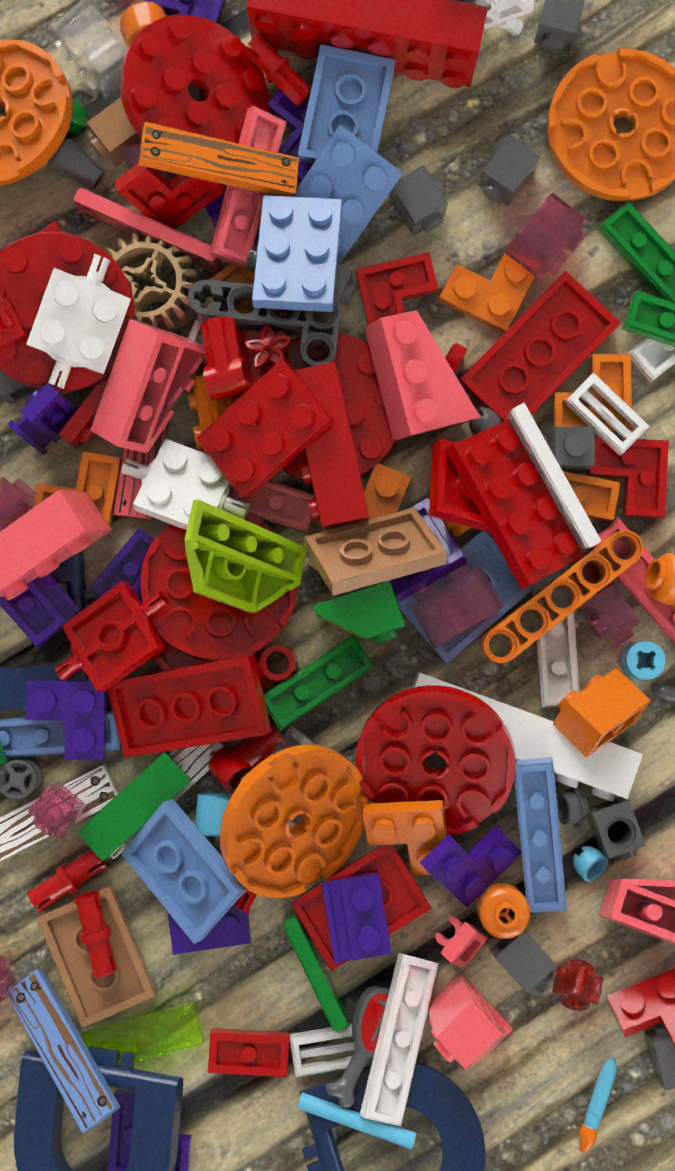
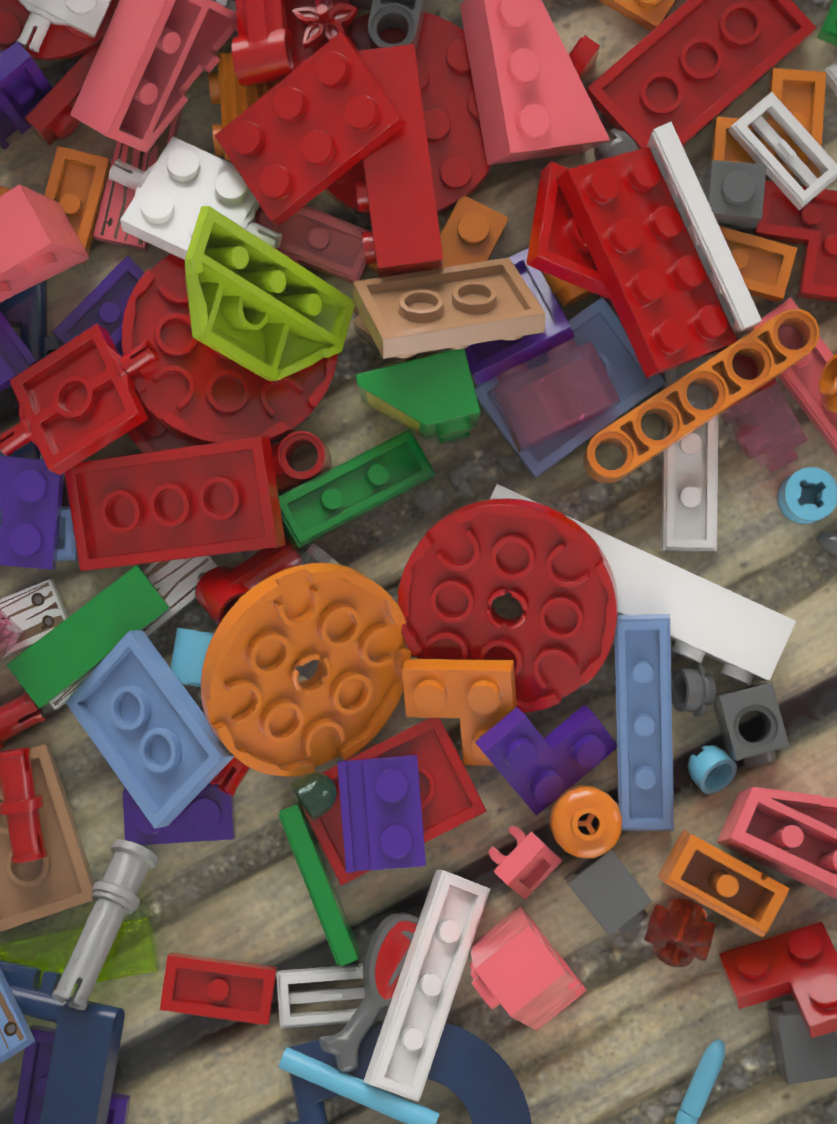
camera: 10 degrees right, 0 degrees up
(168, 995) = (113, 899): none -> light grey pin
(307, 907) = (315, 793): none -> clear green hinge
(600, 711) = (741, 557): orange brick -> none
(606, 947) = (723, 883): none -> orange brick

